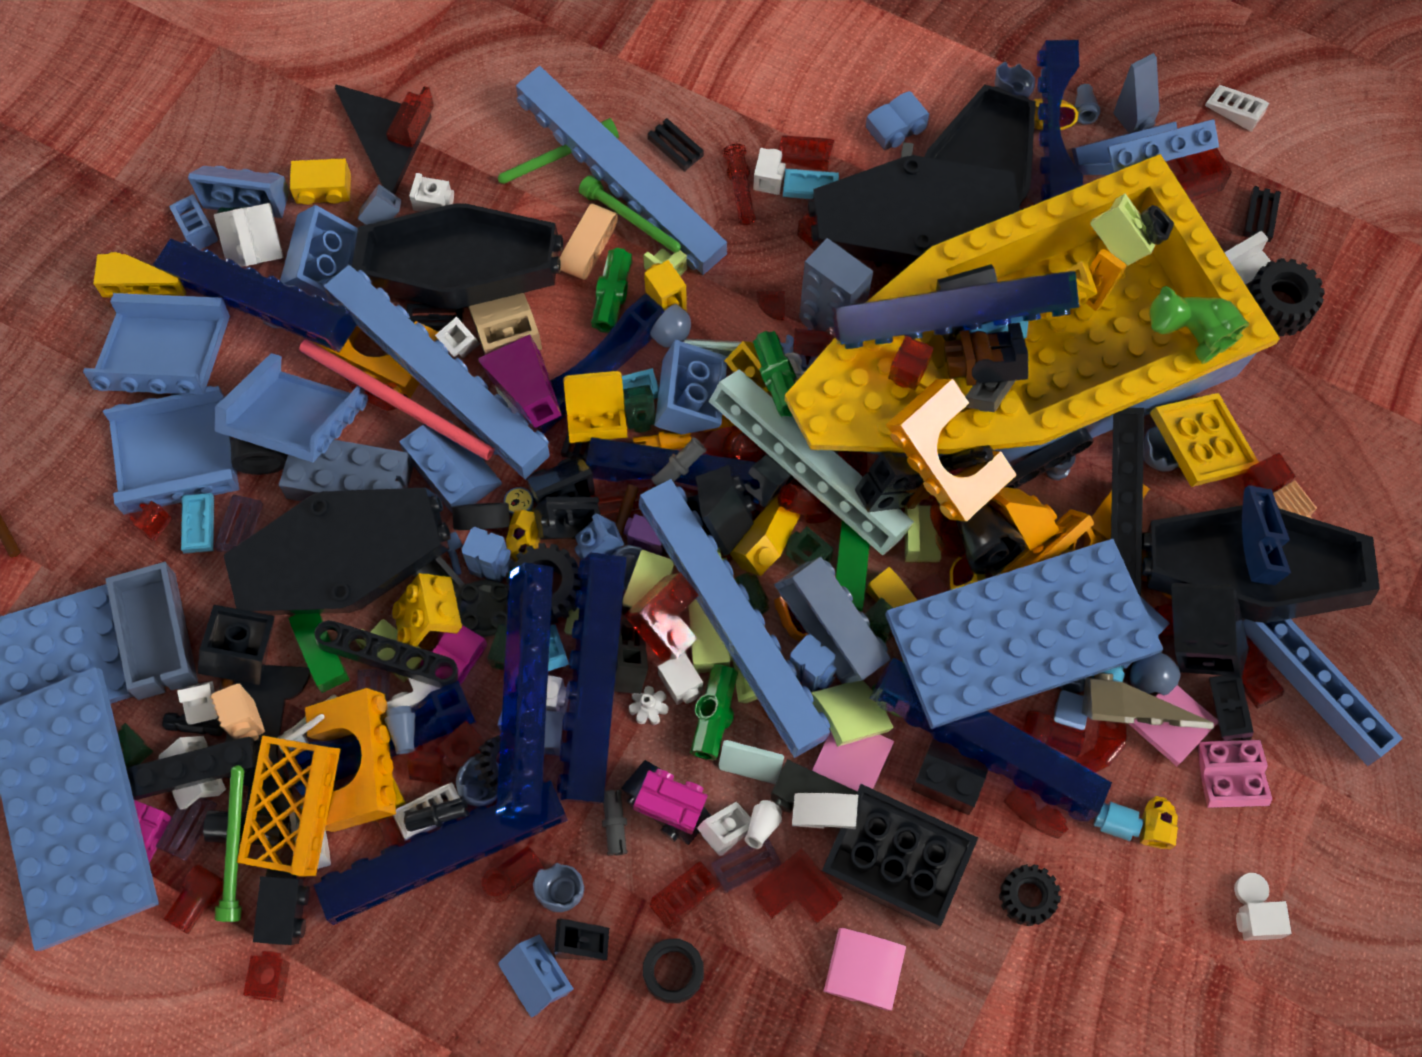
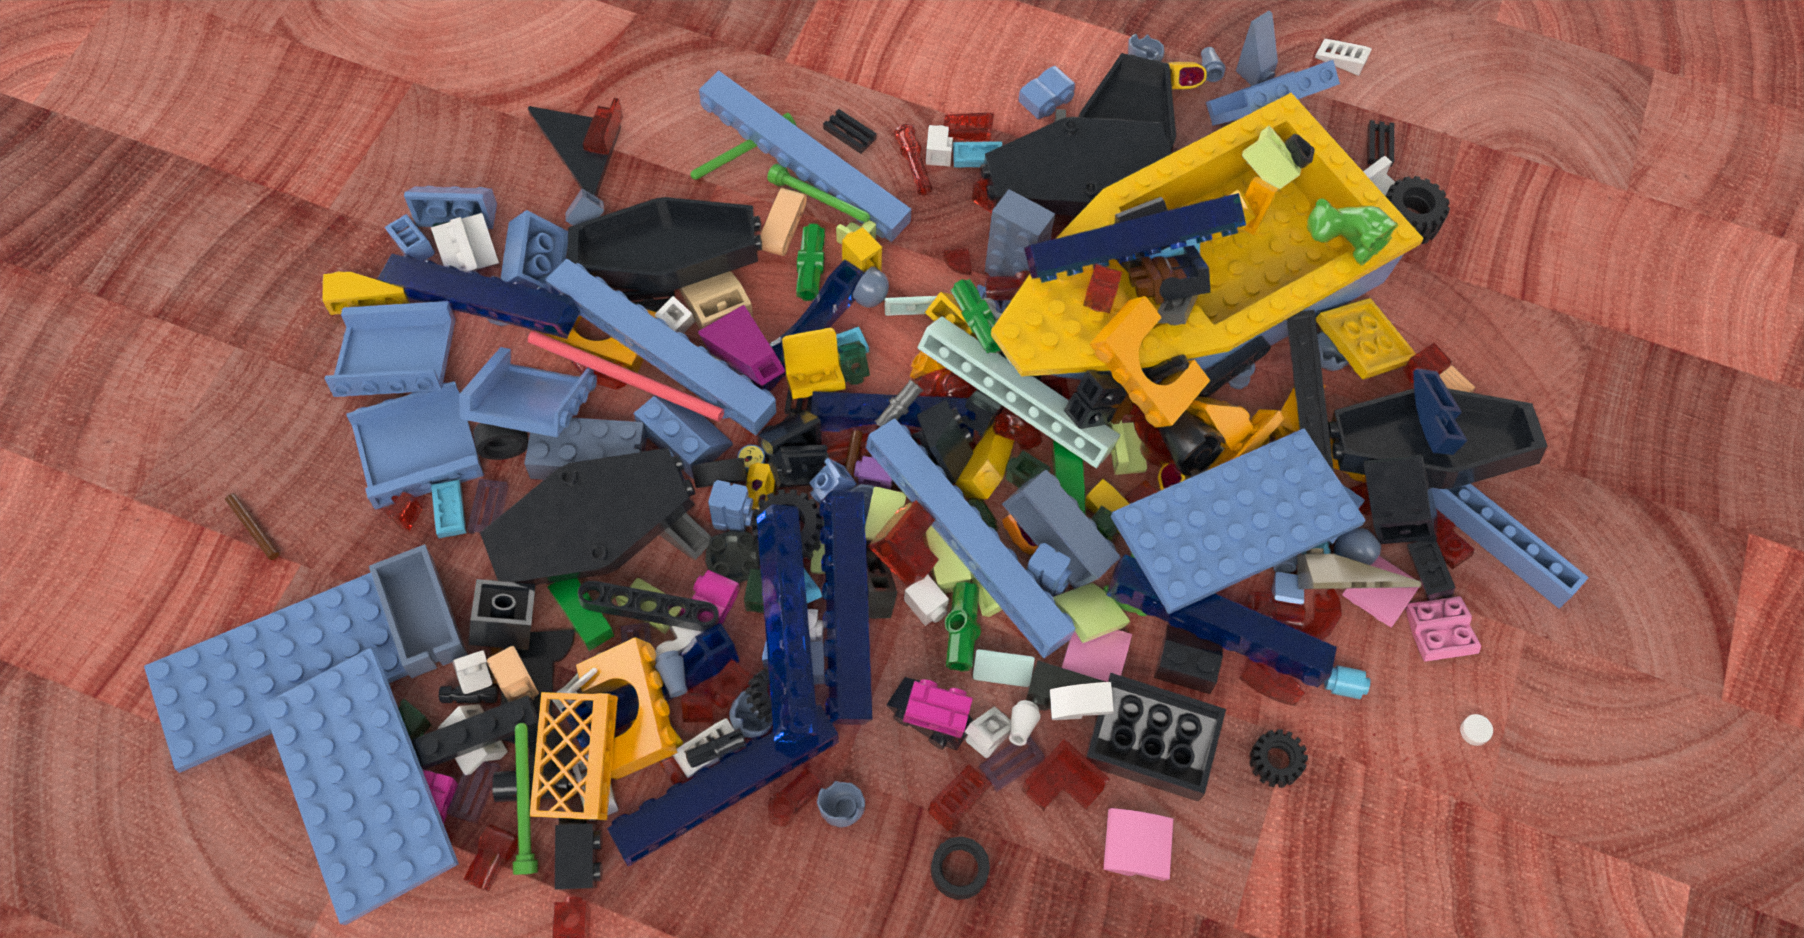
camera: 10 degrees left, 5 degrees down
(320, 181) = (525, 191): yellow brick -> none
(426, 607) = (679, 558): yellow bracket -> none
(430, 193) = (630, 192): white brick -> none
(454, 543) = (695, 511): medium blue hand -> none
(534, 975) = (828, 889): medium blue panel -> none
(581, 941) = (869, 851): black slope -> none
(614, 823) = (884, 739): dark grey pin -> none
(648, 706) = (899, 629): white plant -> none
(667, 440) = (890, 387): light orange pin -> none
(685, 388) = (893, 340): medium blue slope -> none
(1058, 64) = (1185, 29): clear blue arch -> none
(1159, 824) = (1384, 681): yellow rock -> none
(1203, 173) = (1327, 108): clear red panel -> none
(1263, 921) = (1493, 755): white brick -> none

